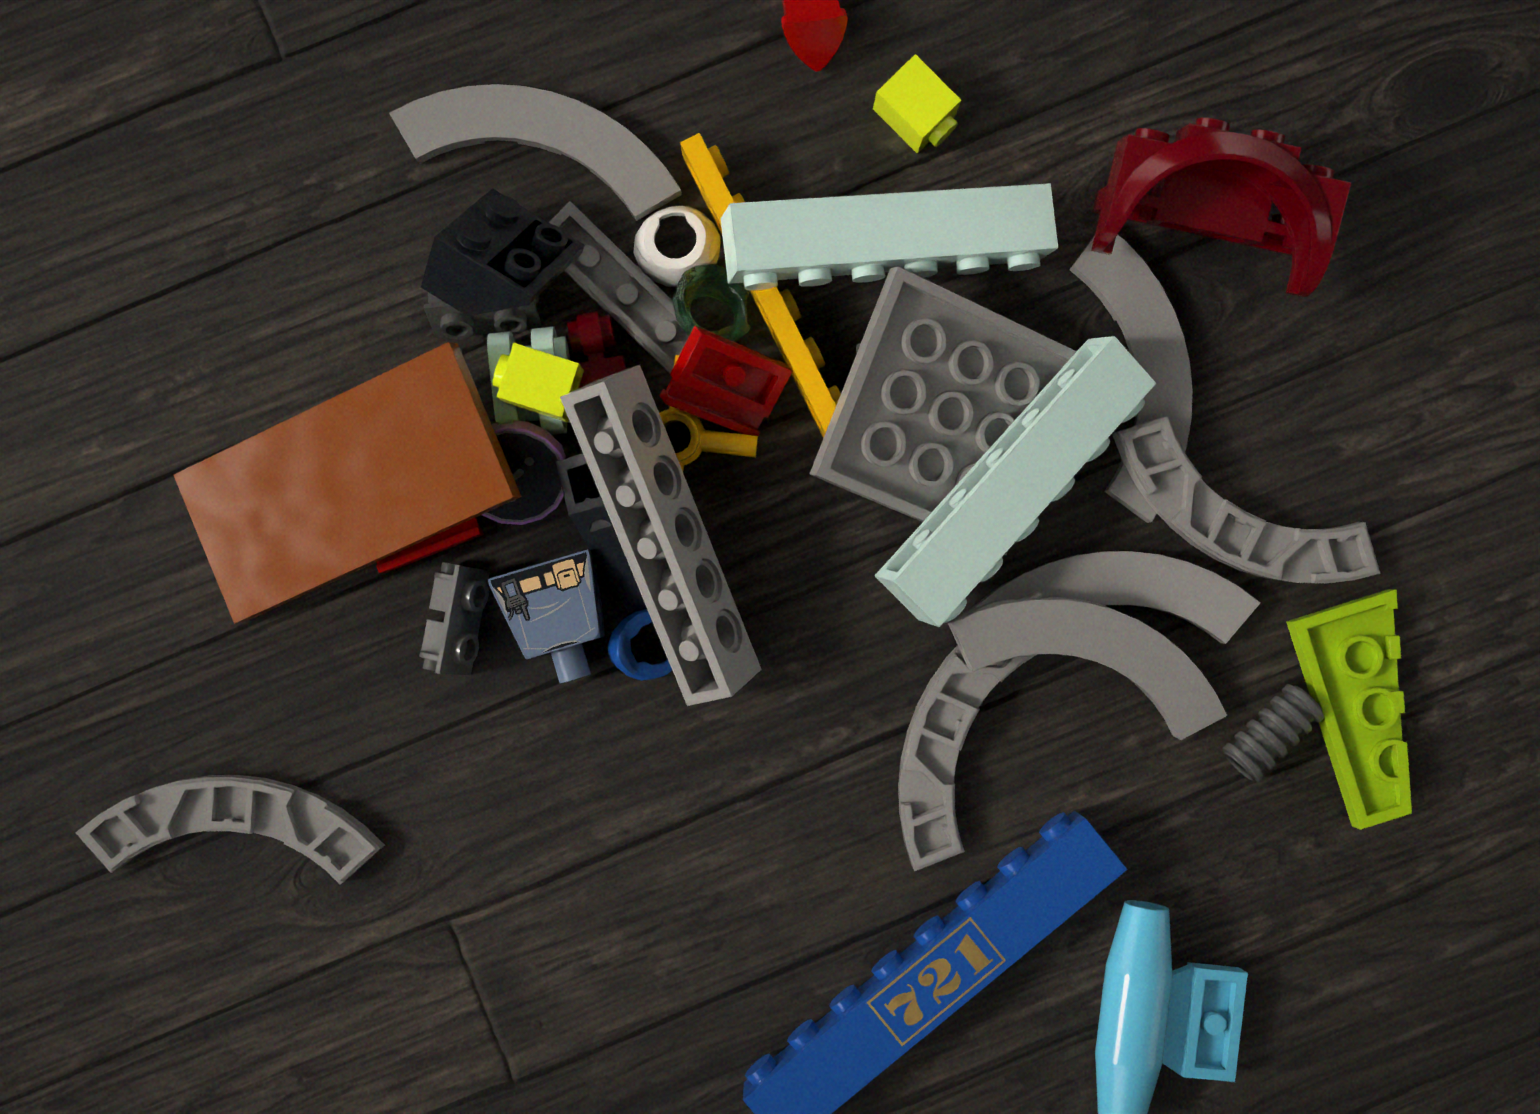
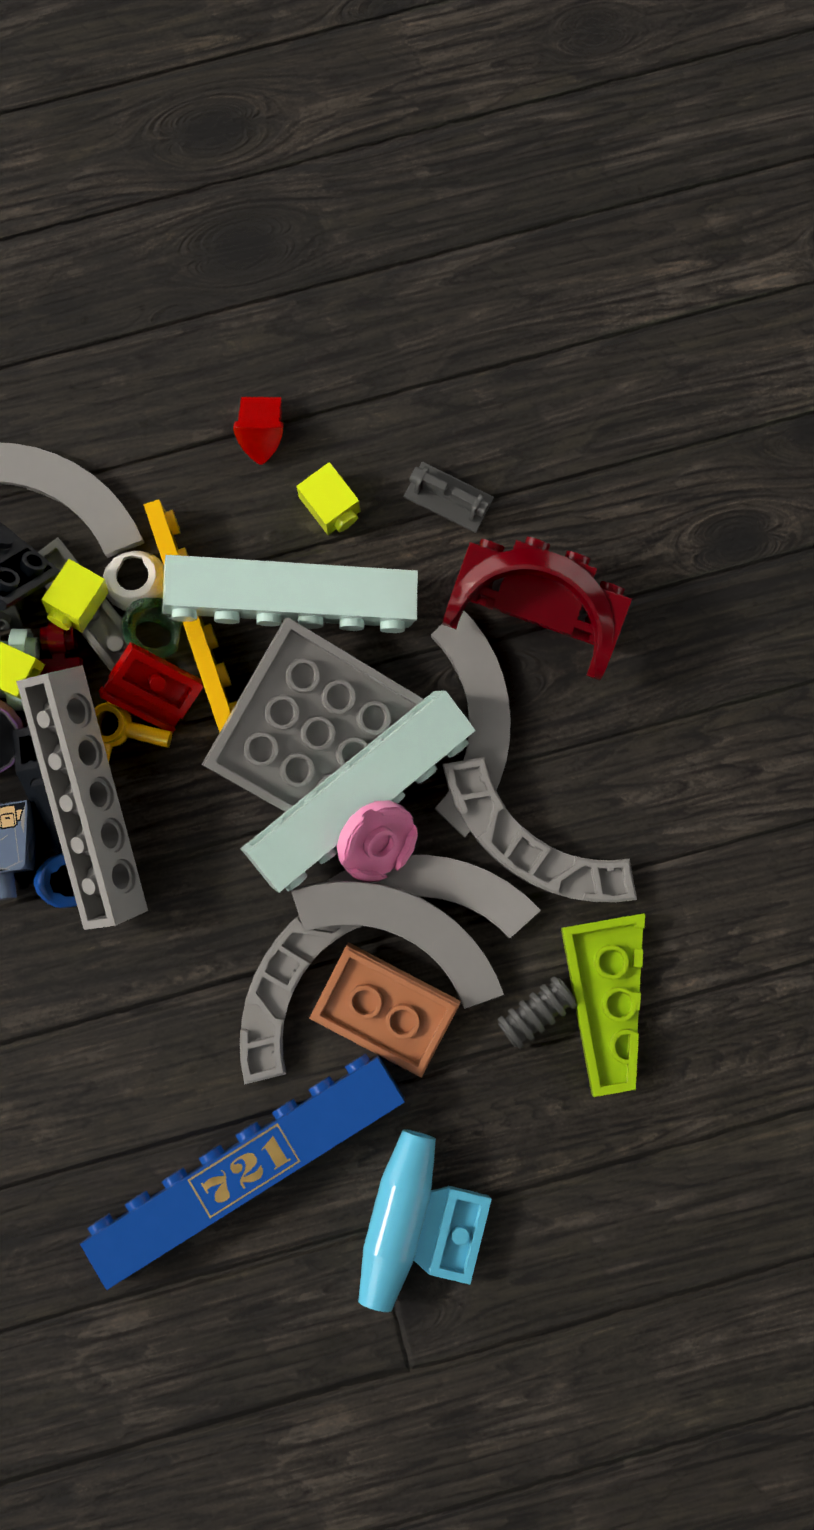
camera: 10 degrees right, 5 degrees down
(608, 276) = (74, 597): none -> neon yellow brick
(1049, 542) = (377, 840): none -> bright pink tile
(1070, 82) = (448, 496): none -> dark grey hinge
(1080, 754) = (385, 1009): none -> nougat tile

